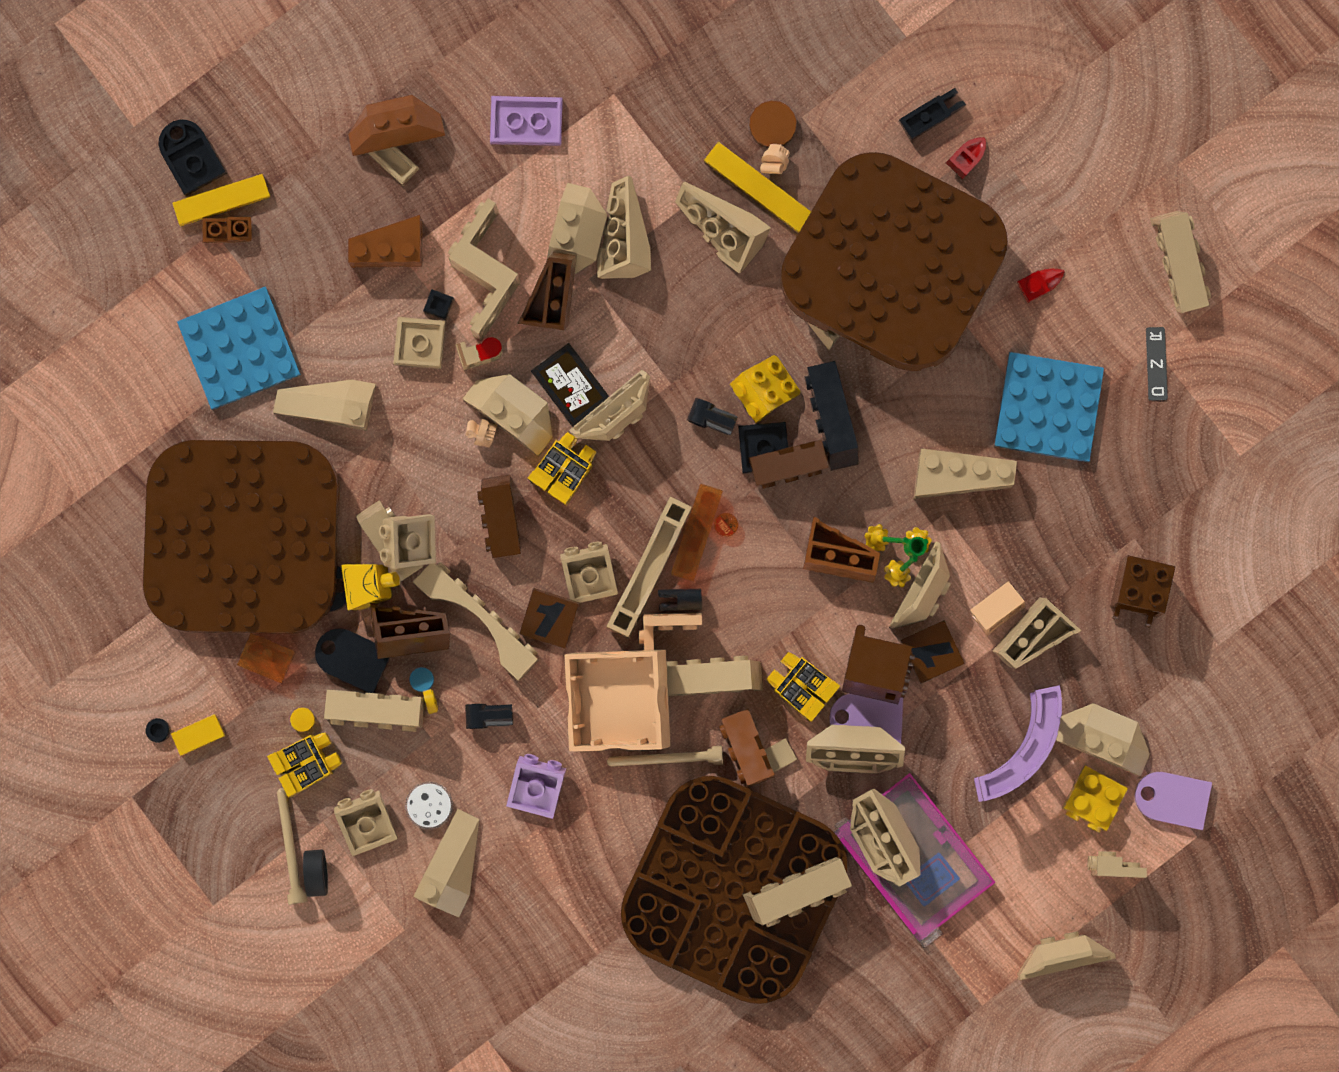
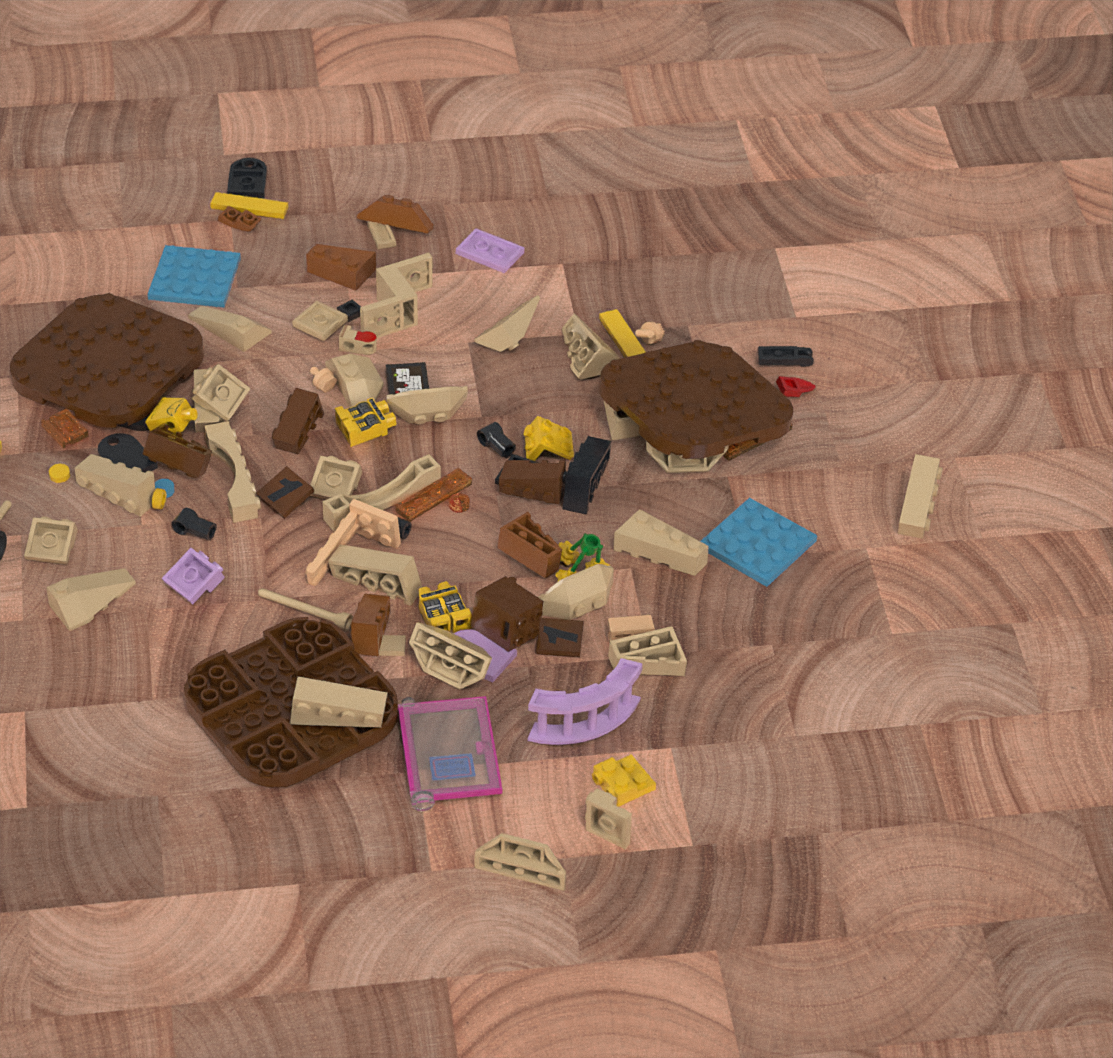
camera: 25 degrees right, 40 degrees down
(312, 763) = (38, 492): yellow hips -> none
(429, 805) = (105, 556): white tile -> none
(552, 296) = (434, 325): reddish brown wedge -> none
(578, 226) = (473, 311): tan wedge -> none
(617, 700) = (295, 544): light nougat tile -> none
(772, 123) = (666, 314): dark orange tile -> none
(885, 838) = (434, 709): tan wedge -> none
(1040, 283) = (800, 475): red plate -> none
(1105, 737) = (660, 746): tan wedge -> none
(1142, 587) = (754, 657): reddish brown container -> none
(1156, 363) = (861, 555): dark grey sticker -> none
(1175, 799) = (690, 810): lavender tile -> none

